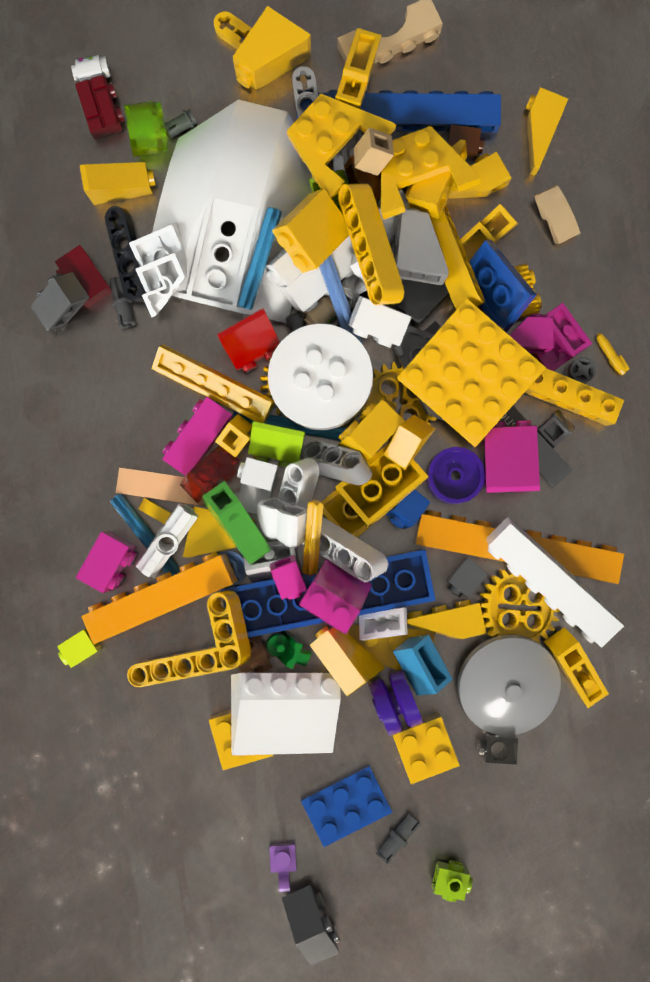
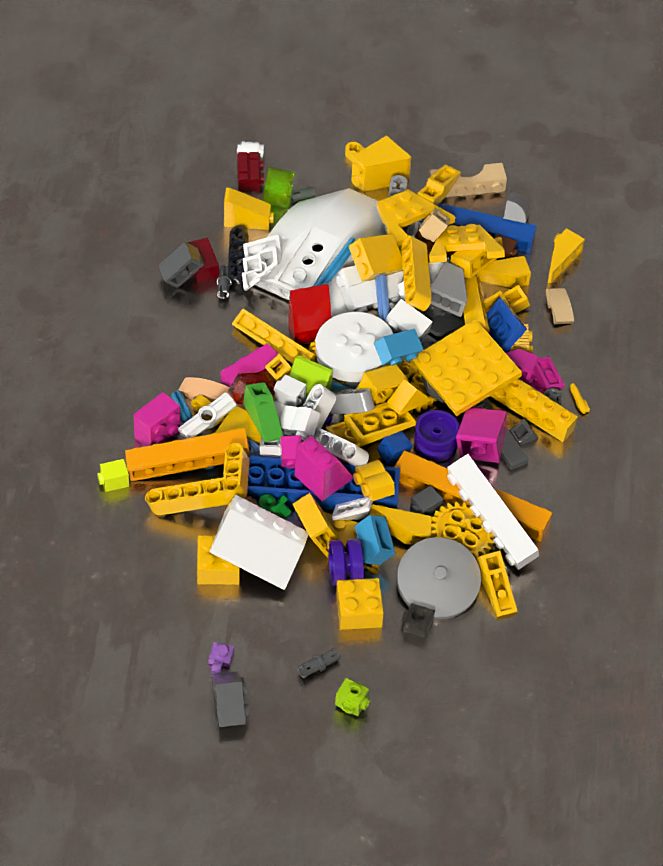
camera: 15 degrees right, 35 degrees down
(312, 537) = (321, 421): yellow axle -> none
(346, 805) = (284, 633): blue plate -> none
(380, 377) = (398, 347): none -> dark azure brick
(402, 591) = (374, 480): none -> yellow brick
(467, 71) = (517, 208): none -> light grey brick

